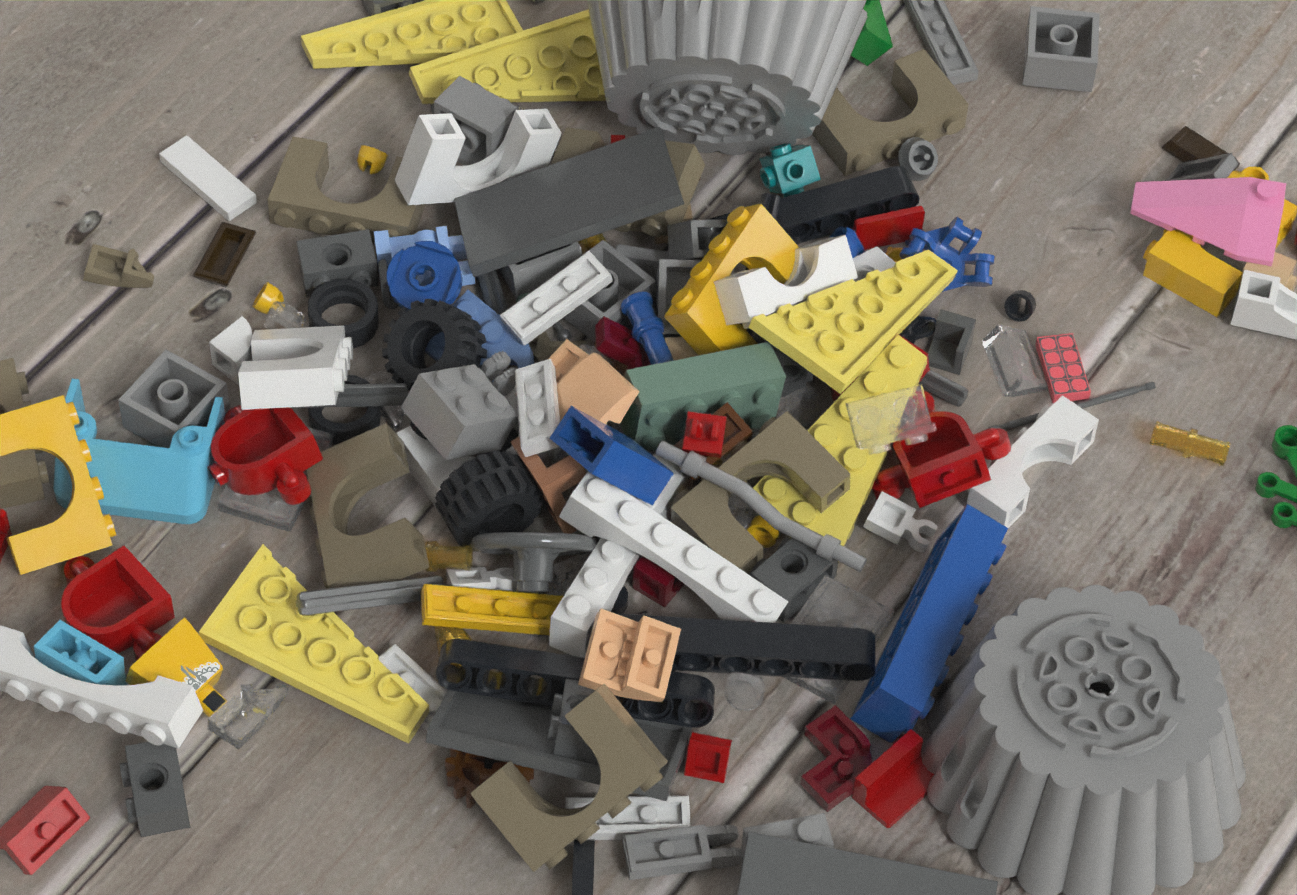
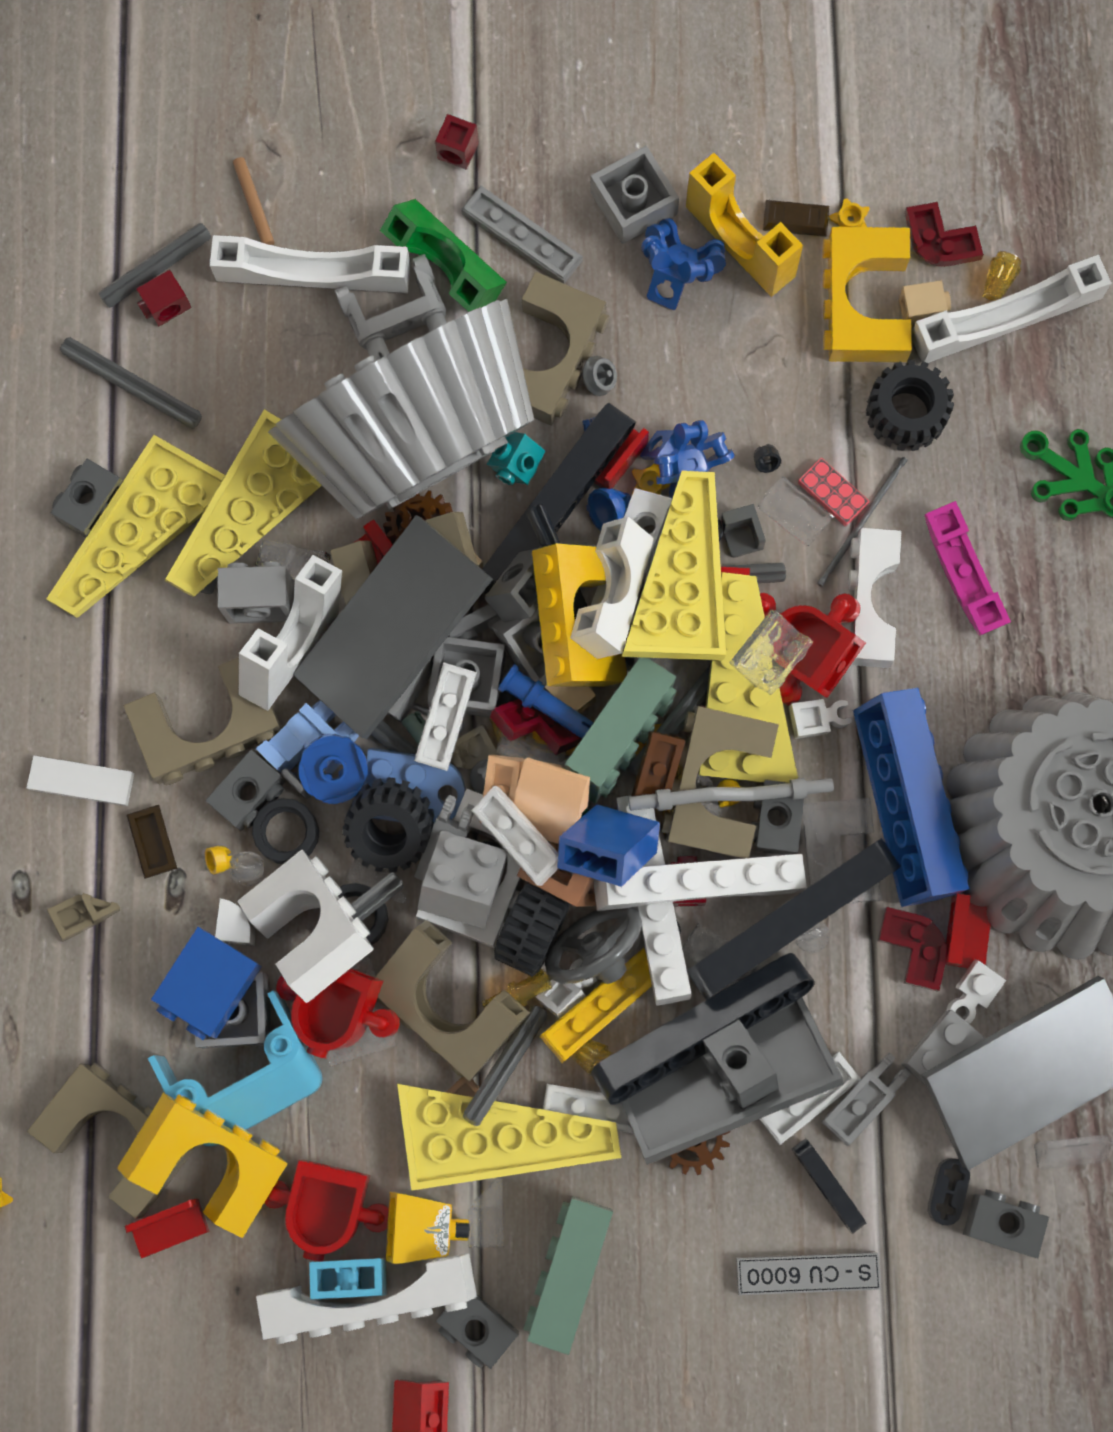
camera: 30 degrees left, 25 degrees up
(171, 351) = (205, 984): none -> blue brick
(277, 790) = (570, 1274): none -> sand green brick
(372, 157) = (192, 671): yellow hinge -> none
(543, 830) = (777, 1162): dark tan arch -> none
(630, 656) = (738, 993): light nougat slope -> none
(704, 434) = (655, 770): red tile -> none
(708, 757) = (832, 1012): red tile -> none
(869, 830) = (978, 987): none -> white plate
(1059, 117) = (677, 261): none -> blue piece
(1140, 491) = (964, 570): none -> dark pink slope
(1142, 137) = (767, 258): none -> yellow arch
(1190, 443) = (970, 495): clear yellow pin -> none
(1192, 316) = (916, 381): none -> black tyre
(1206, 168) = (823, 244): dark grey tile -> none
(1226, 212) = (871, 279): bright pink wedge -> none

